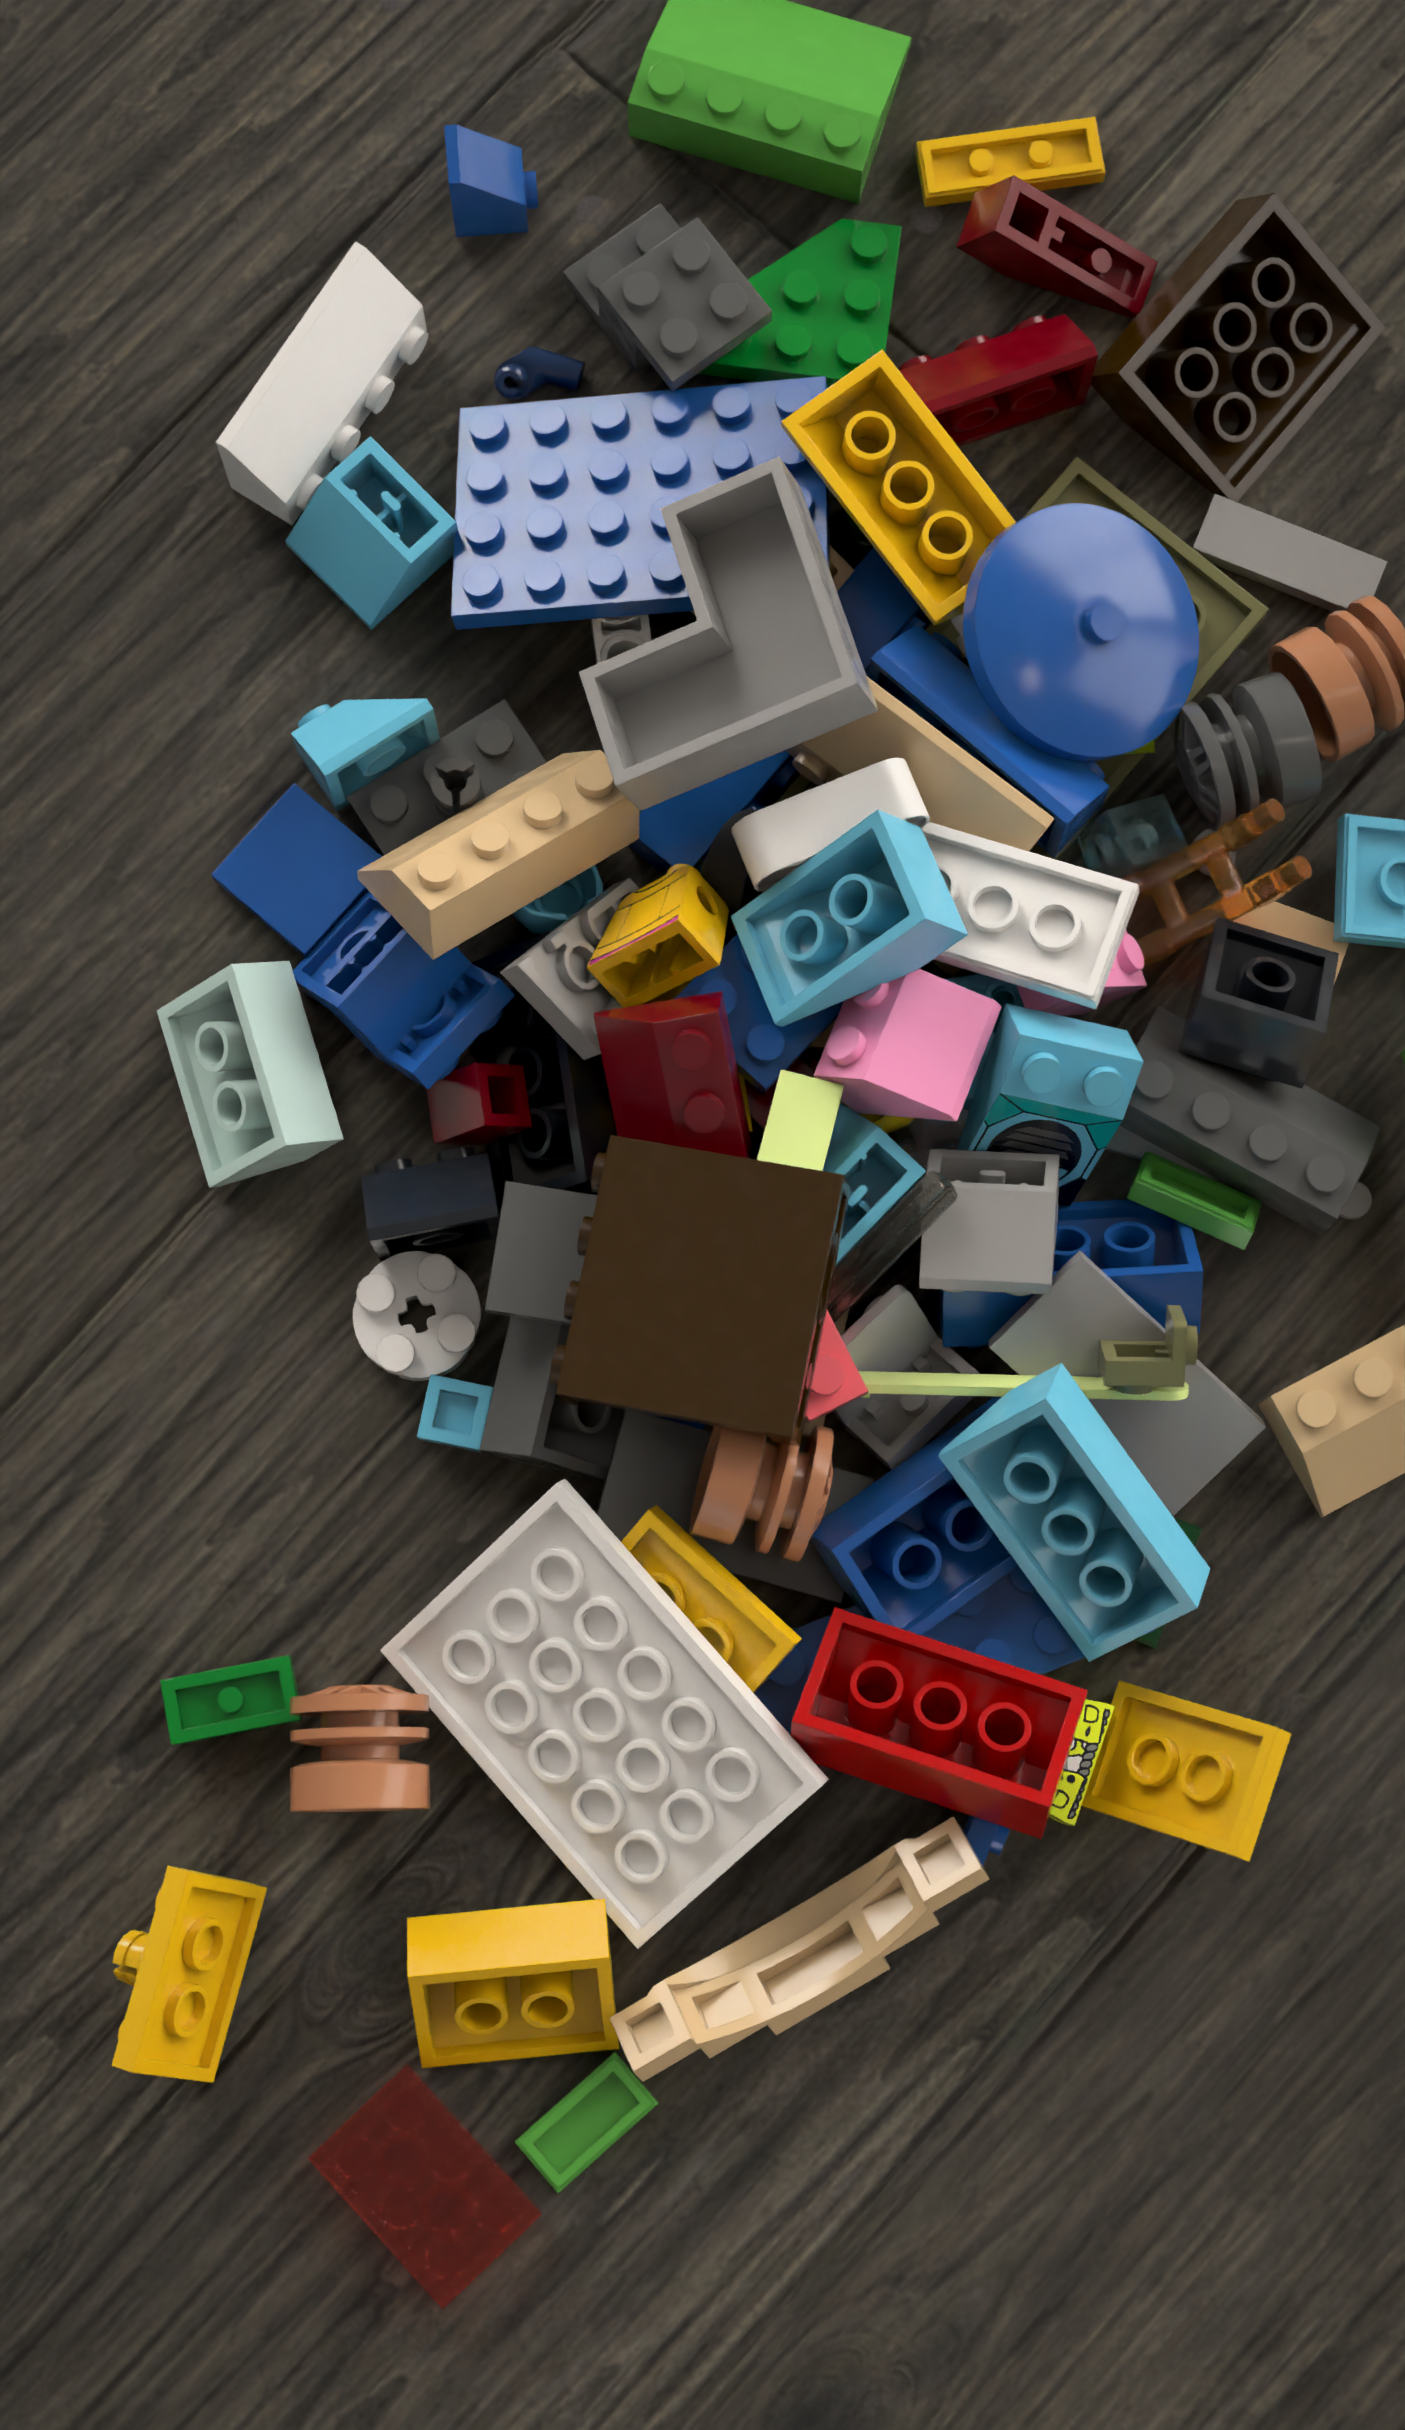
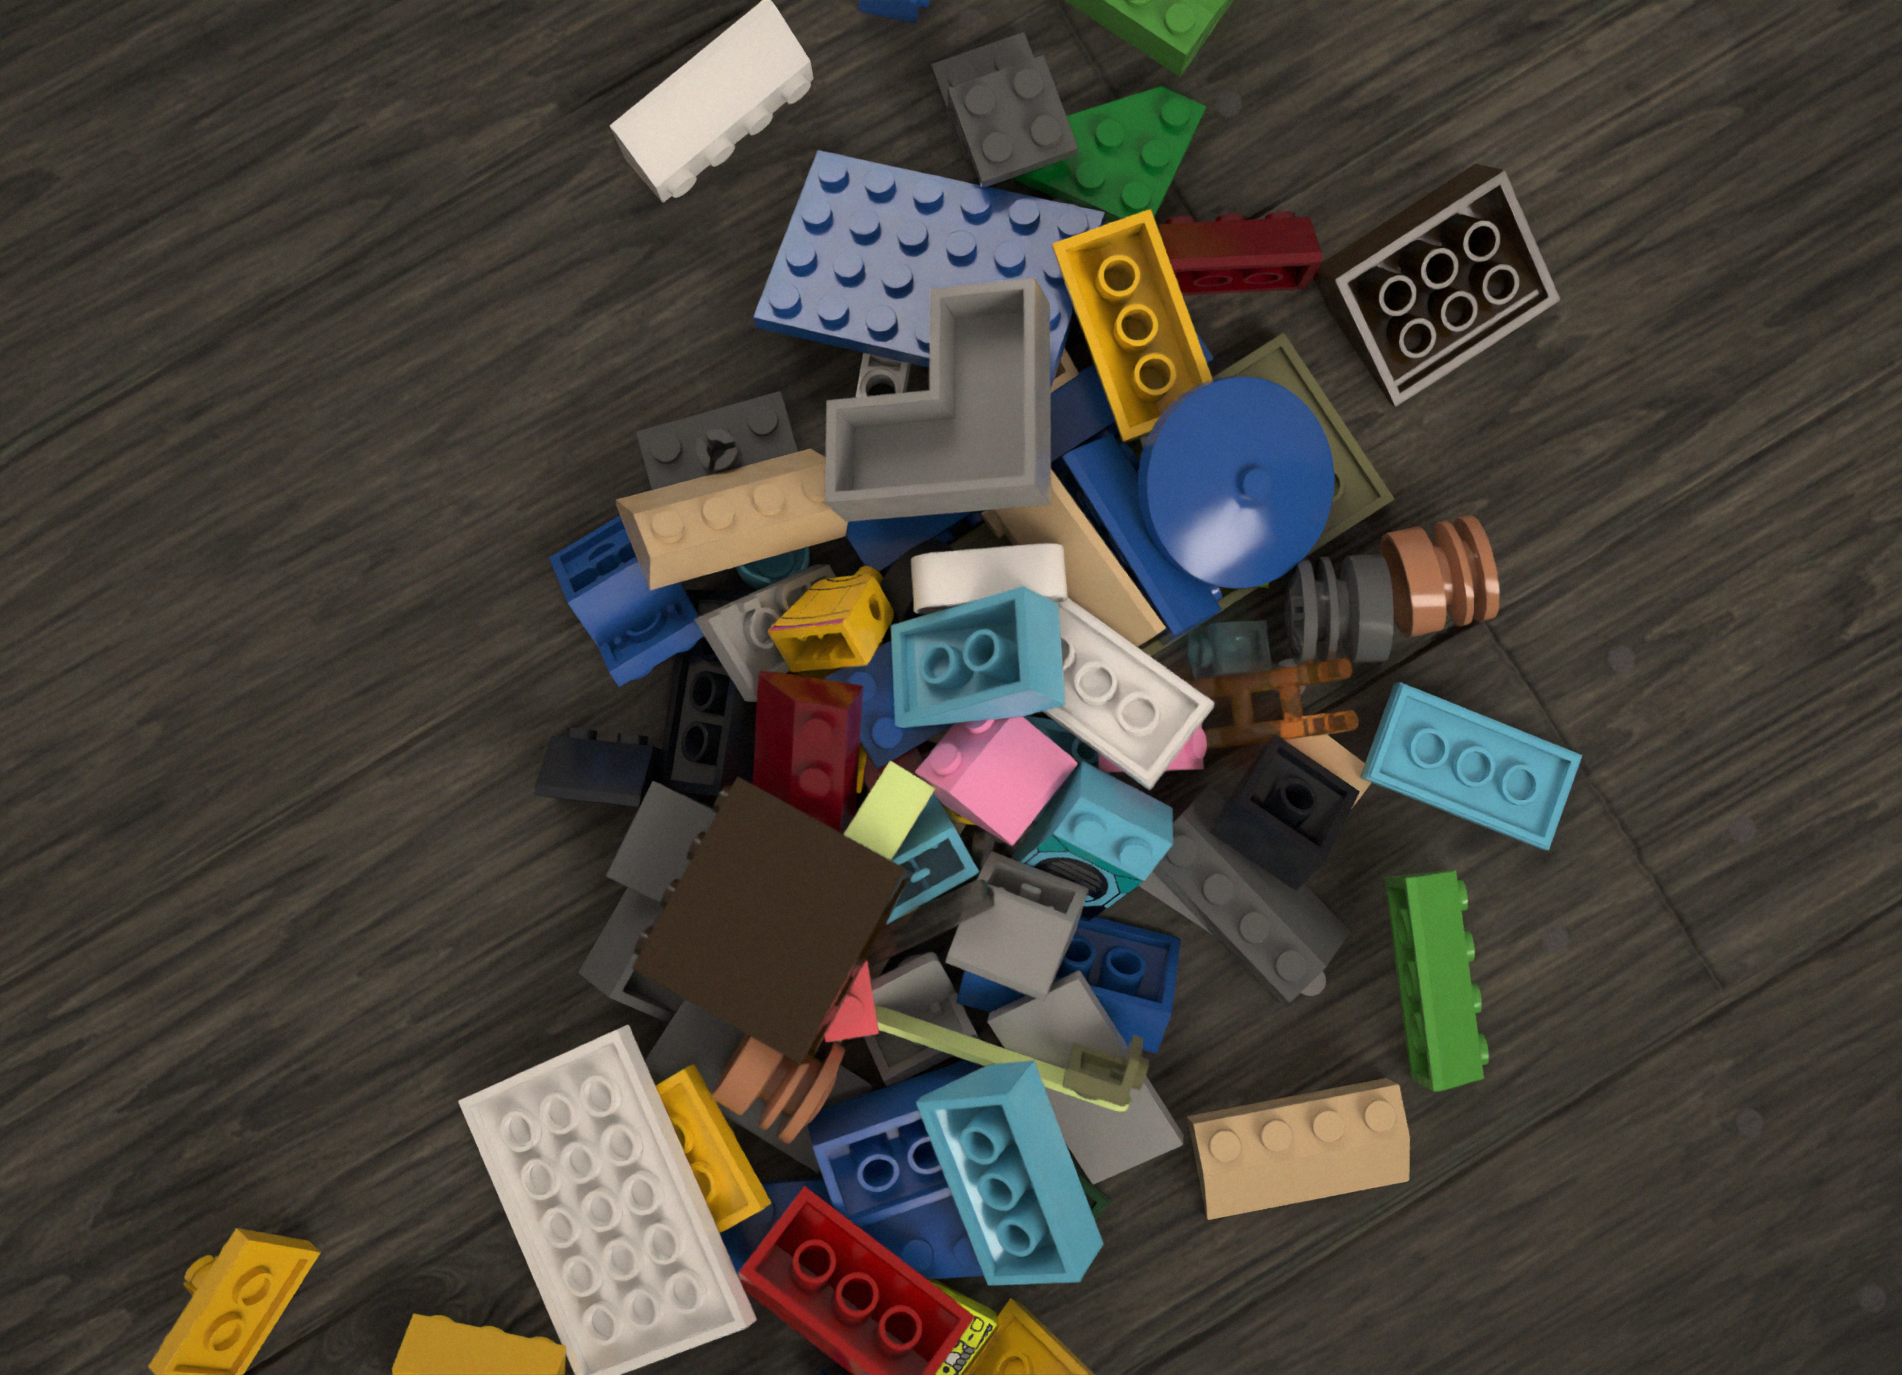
camera: 20 degrees right, 5 degrees up
(229, 1700) = (335, 1103): green plate -> none
(249, 1072) = (496, 624): light aqua slope -> none
(297, 870) = (582, 476): blue tile -> none
(359, 1751) = (410, 1192): nougat wheel -> none
(362, 741) = (654, 393): medium azure slope -> none
(372, 533) = (717, 230): medium azure slope -> none
(385, 1296) = (544, 831): white plate -> none
(454, 1413) = (570, 936): medium azure plate -> none
(479, 1104) = (660, 705): dark red brick -> none
(534, 369) = (886, 135): dark blue arm -> none
(1040, 155) = (1308, 79): yellow tile -> none
(1054, 248) = (1320, 160): dark red slope -> none
(1195, 1200) = (1187, 947): bright green tile -> none
(1286, 556) = (1423, 460): light grey tile -> none

